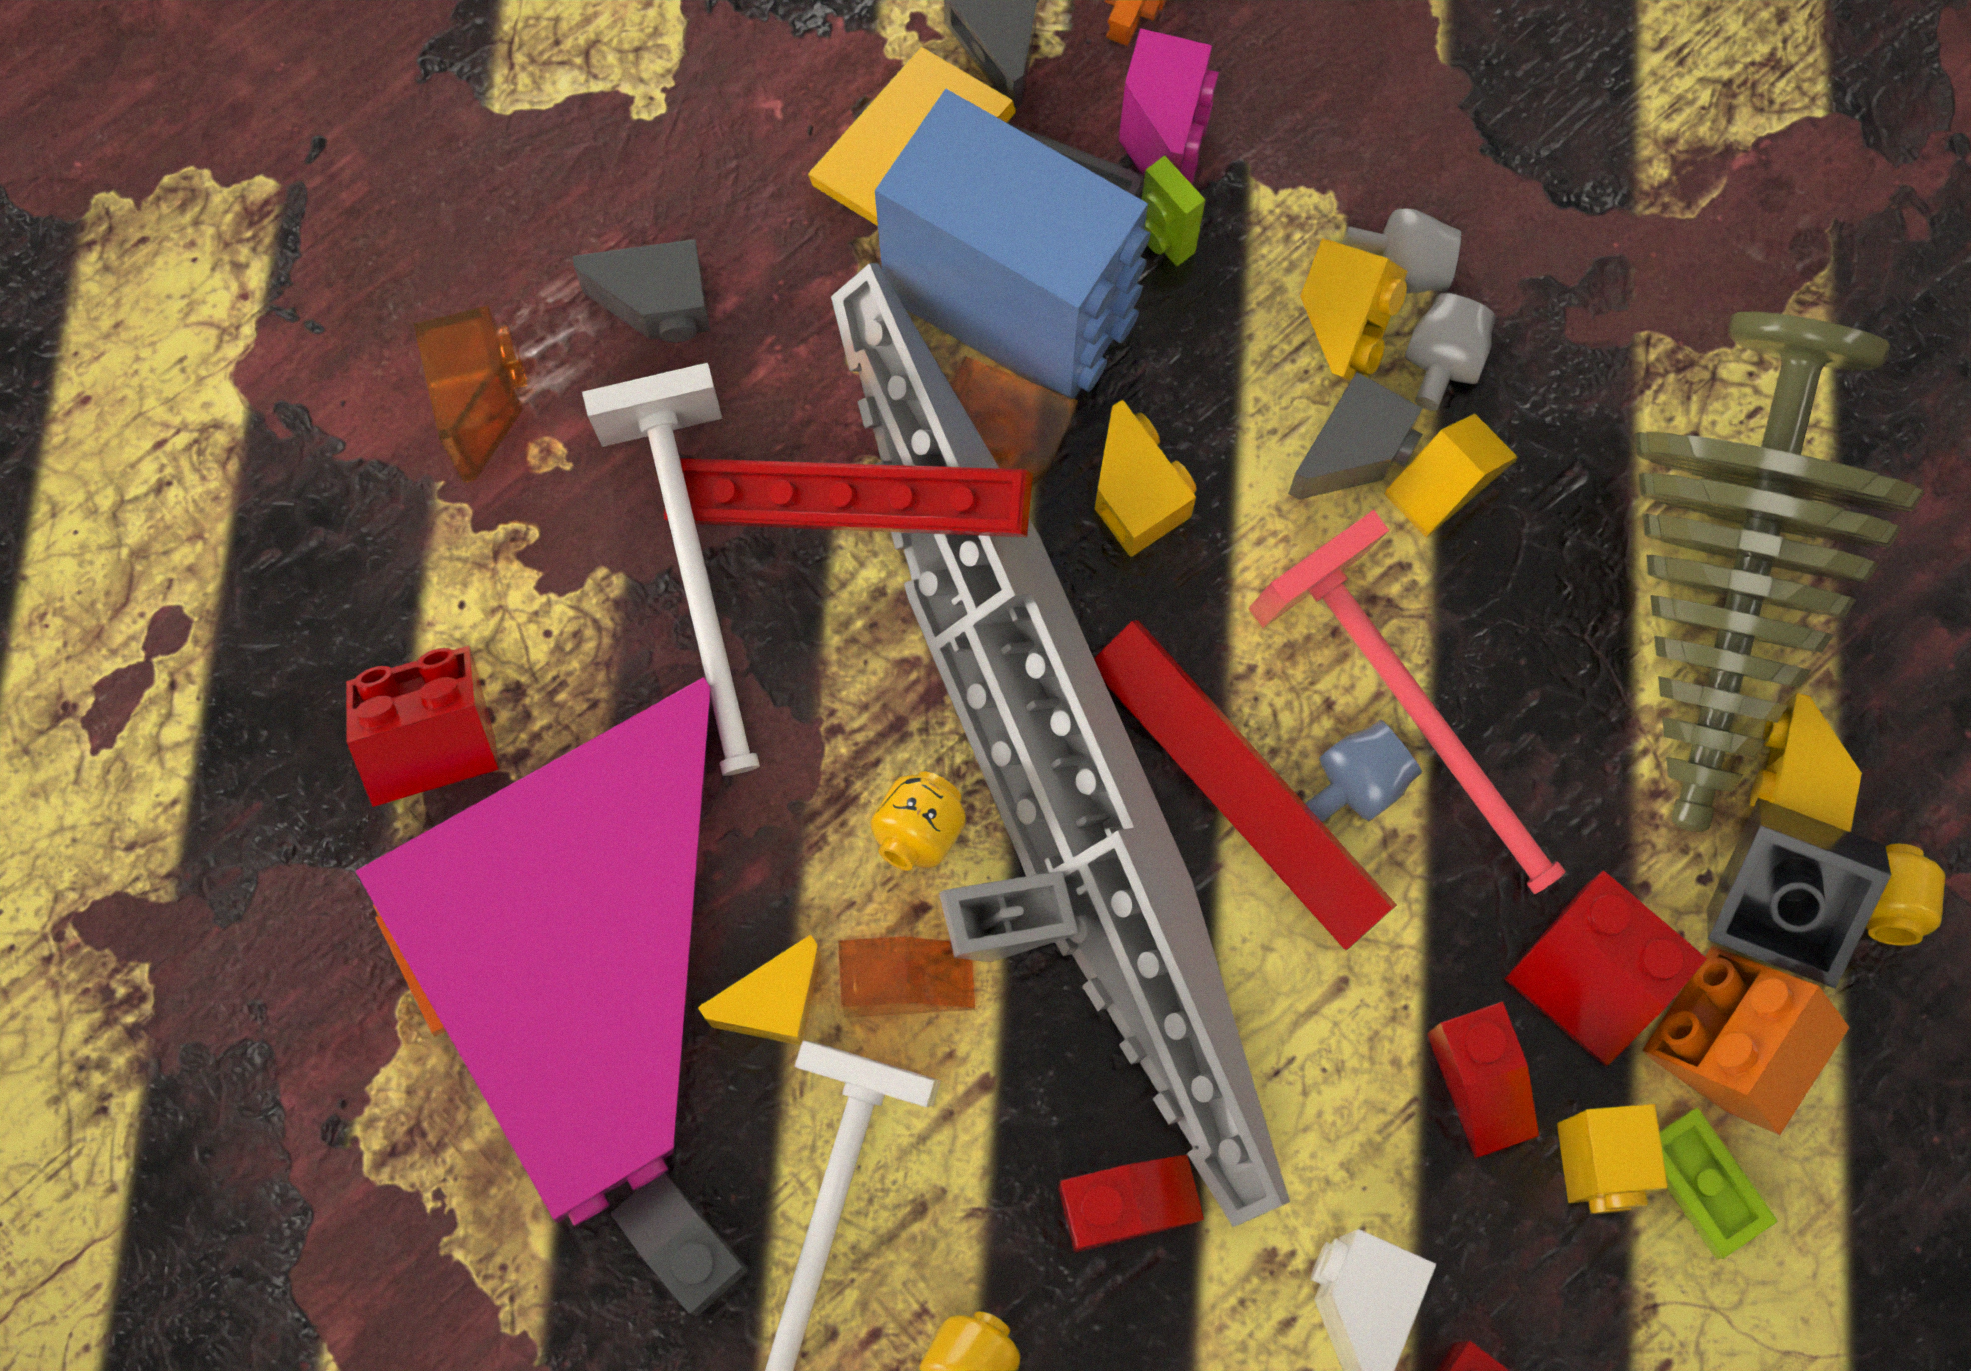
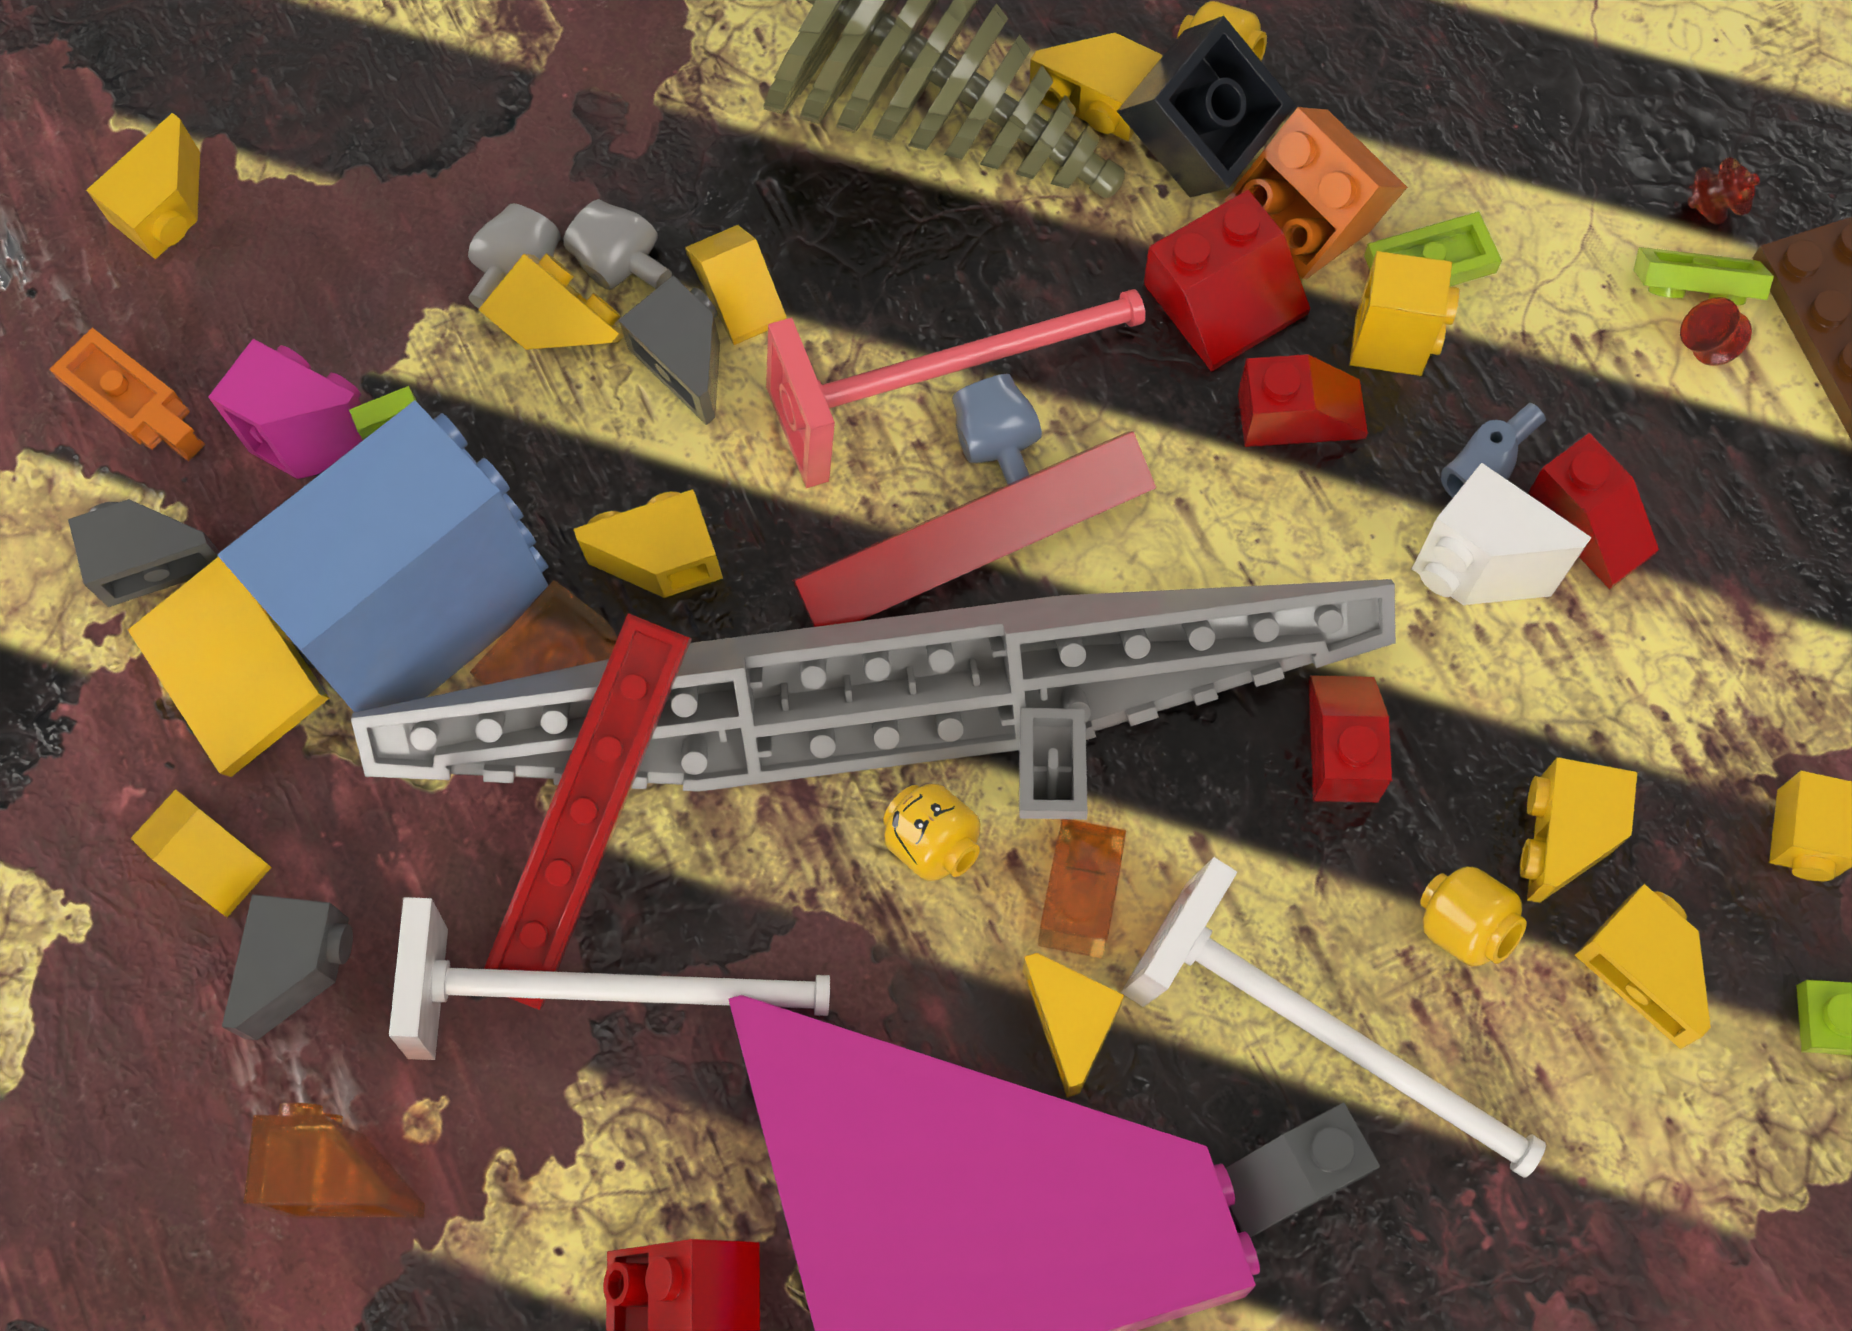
camera: 70 degrees left, 5 degrees down
(731, 183) = (200, 853): none -> yellow slope
(1482, 1290) = (1494, 446): none -> sand blue piece

